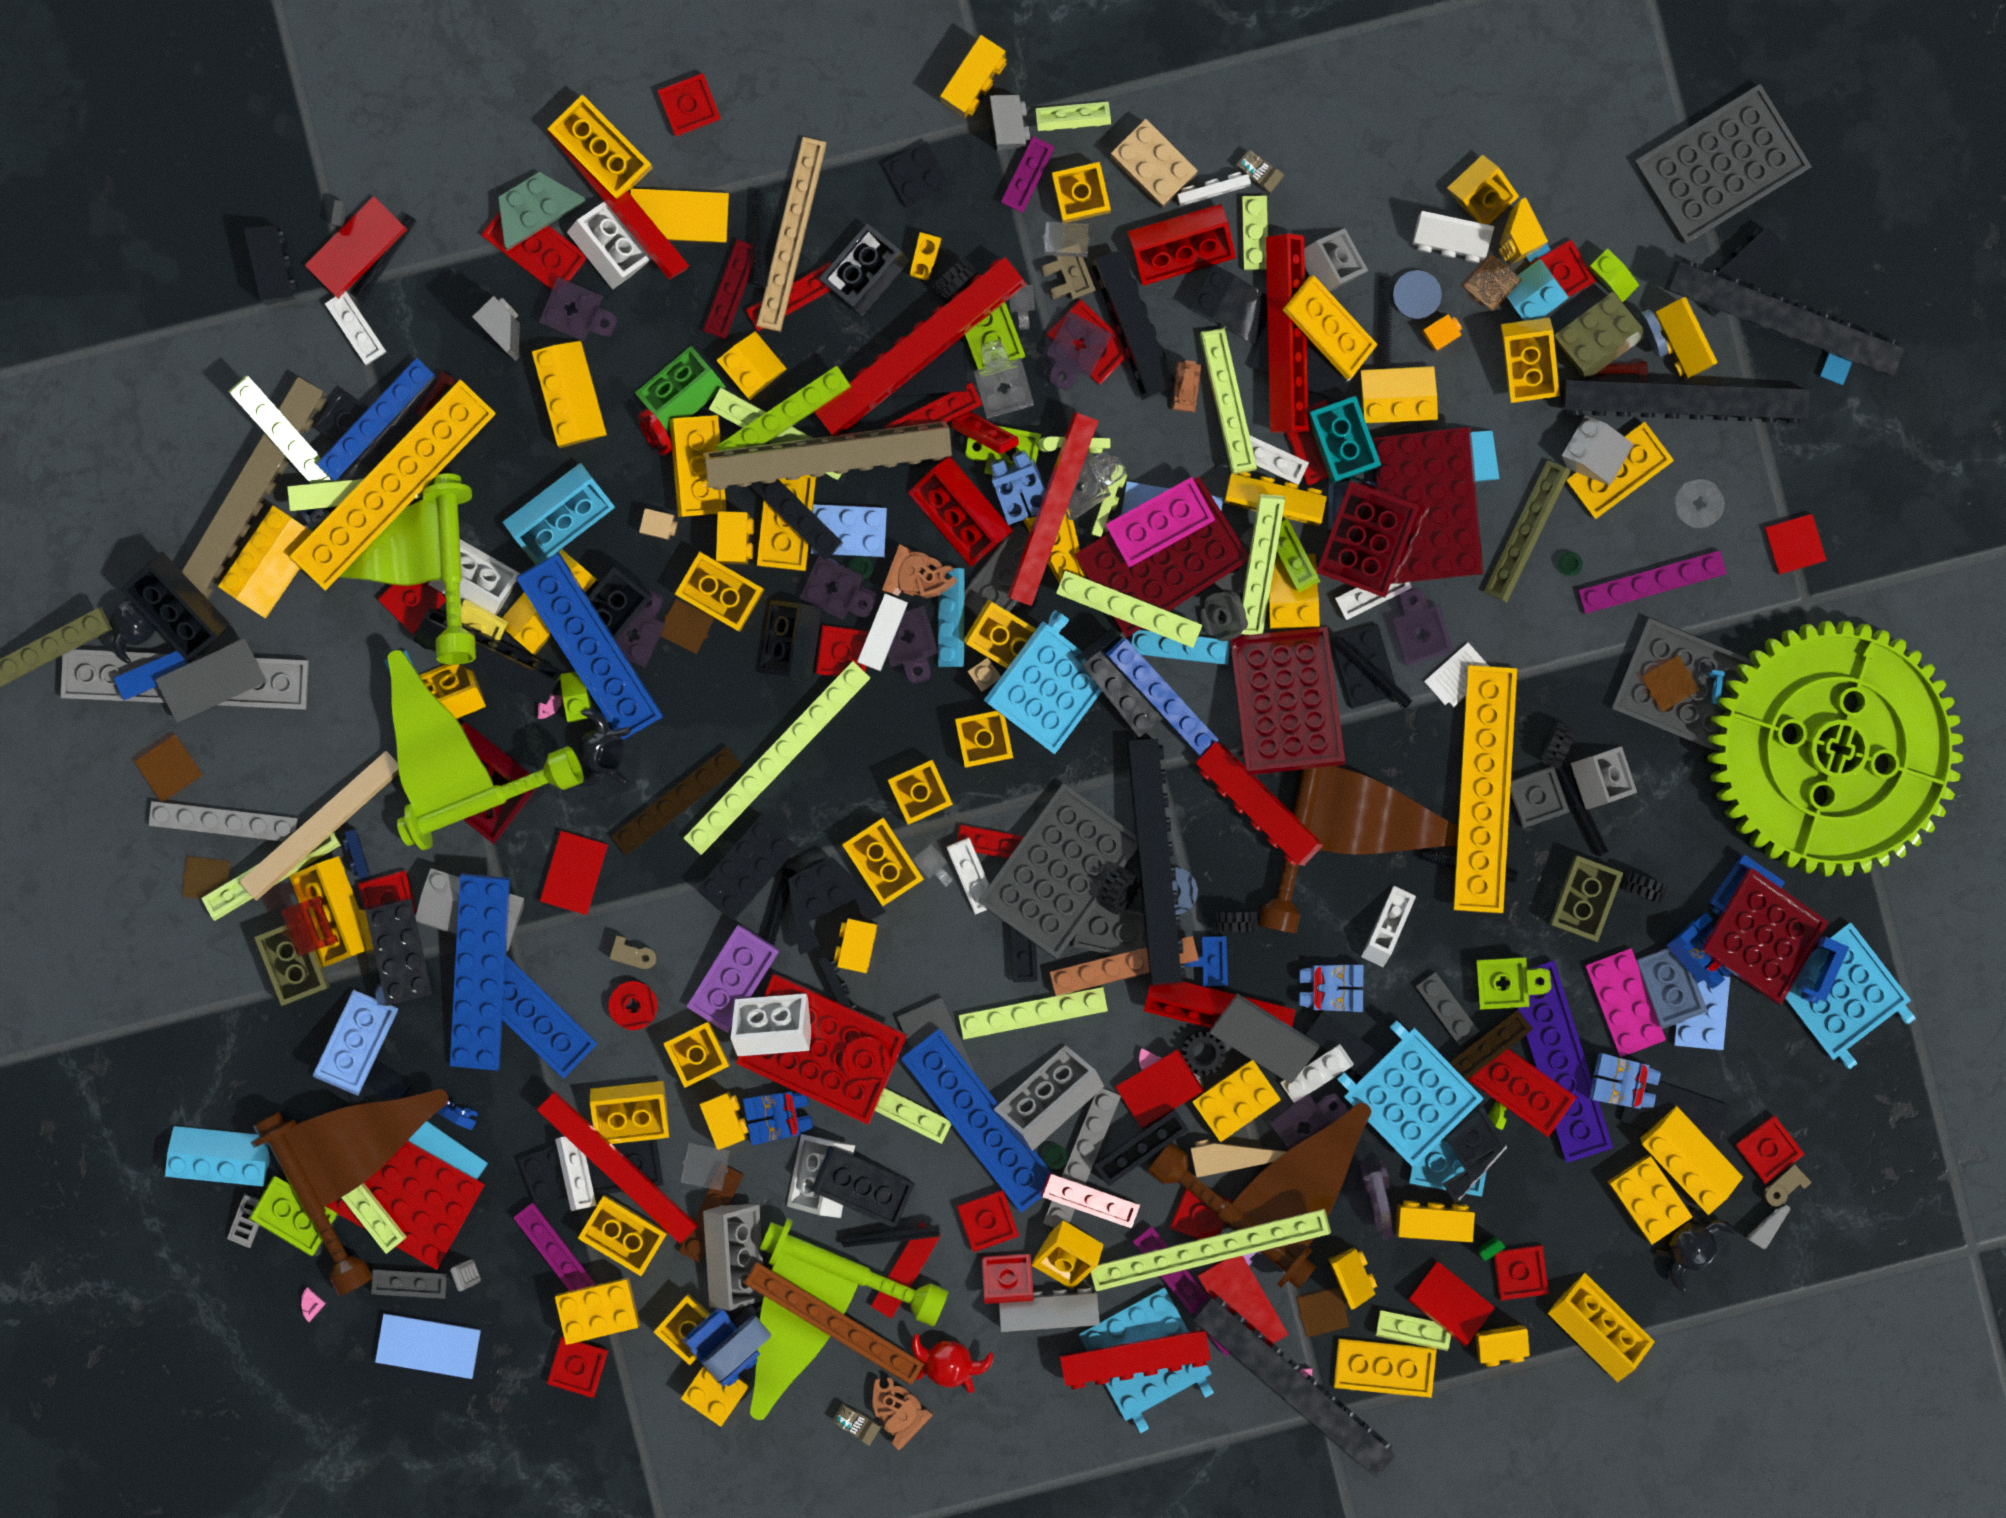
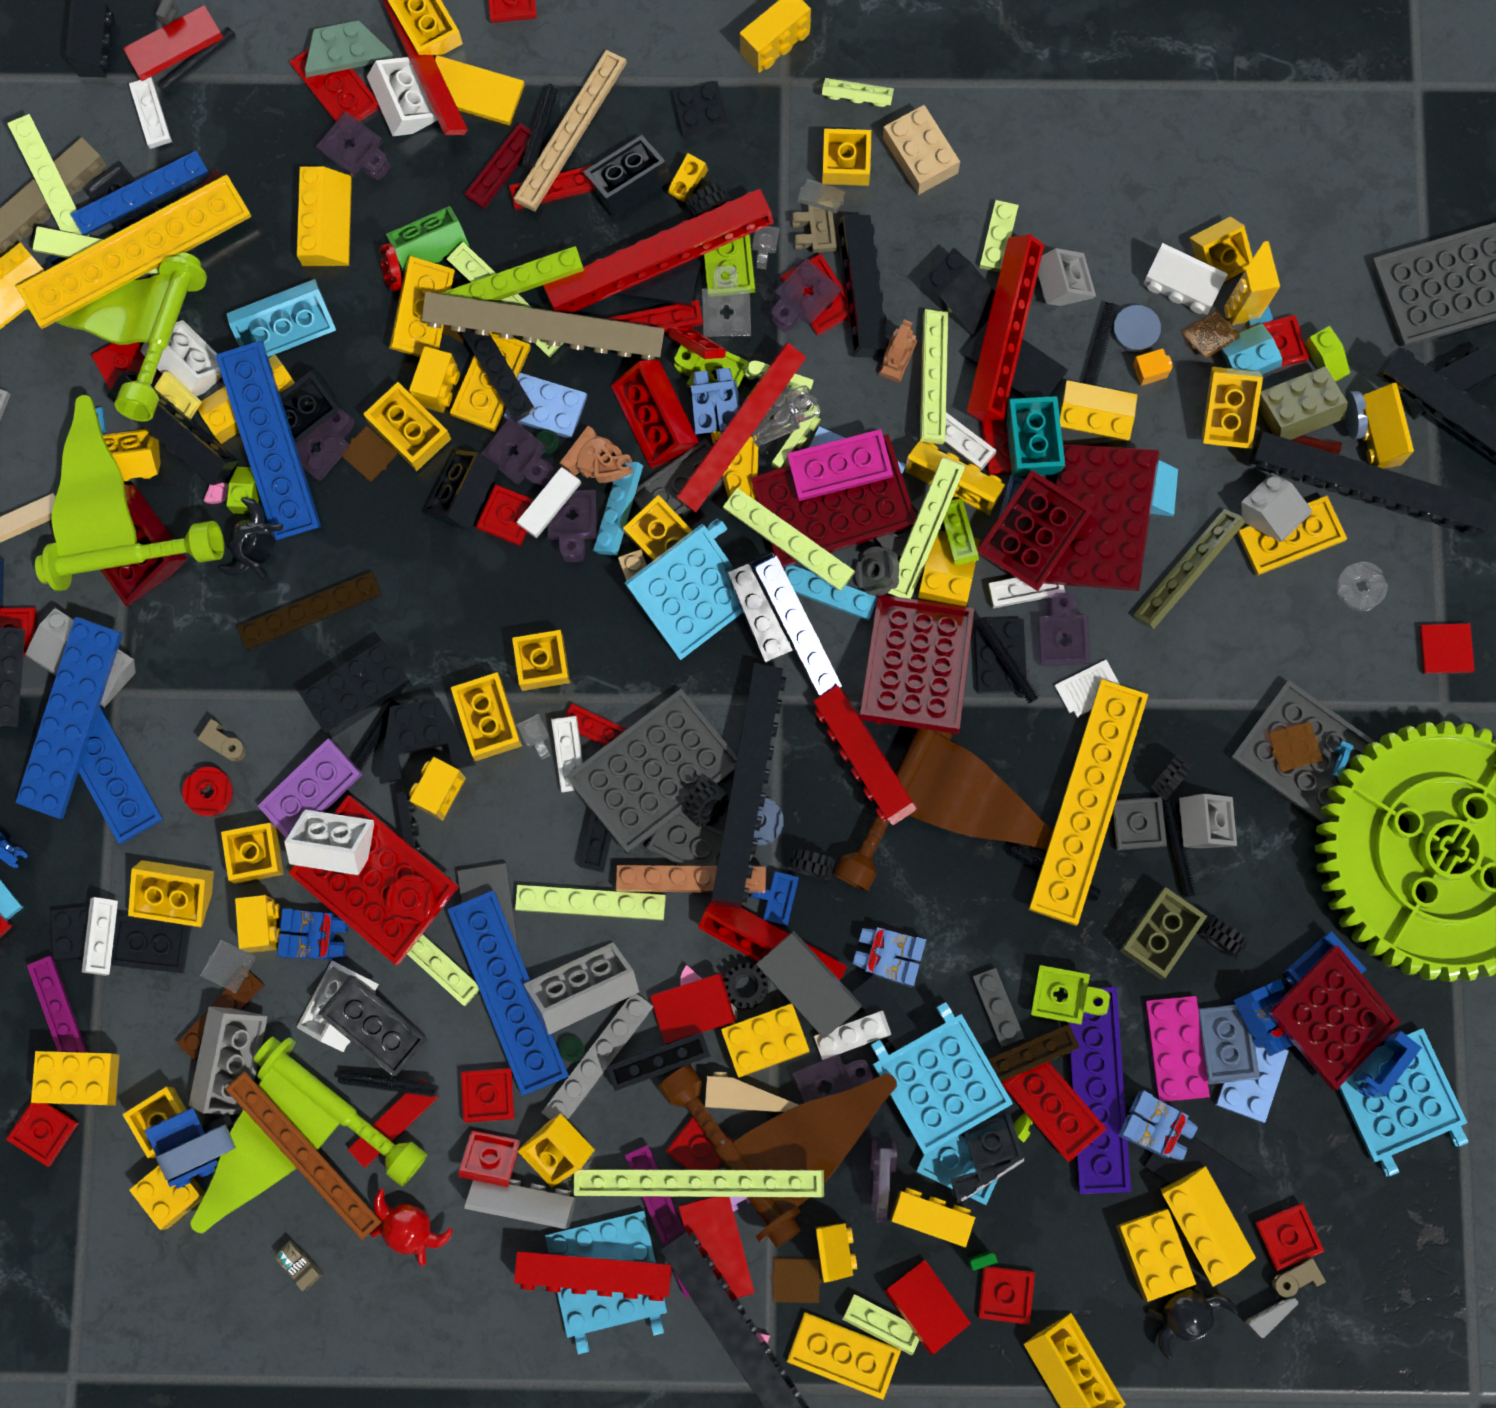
camera: 20 degrees right, 10 degrees down
(500, 323) = (276, 129): light grey slope -> none
(574, 873) = (192, 652): red tile -> none
(617, 1167) = (140, 942): red tile -> none
(622, 1235) = (125, 1011): yellow brick -> none
(658, 524) = (369, 353): tan brick -> none
(751, 365) = (498, 234): yellow slope -> none
(777, 758) = (415, 595): yellowish green plate -> none
(899, 1415) = (343, 1268): nougat piece -> none
(984, 739) = (616, 626): yellow brick -> none
(1008, 121) = (796, 79): light grey slope -> none
(1027, 175) = (802, 132): magenta plate -> none
(1090, 1200) = (593, 1101): plate -> none
(1182, 244) = (927, 228): red slope -> none
(1213, 188) = (970, 186): white plate -> none
(1259, 171) = (1018, 183): dark tan leg -> none
(1330, 327) = (1048, 331): yellow tile -> none
(1388, 926) = (960, 910): white slope -> none
(1502, 1345) = (969, 1364): yellow slope -> none
(1570, 564) = (1223, 611): clear green plate -> none
(1652, 582) = (1298, 648): magenta plate -> none

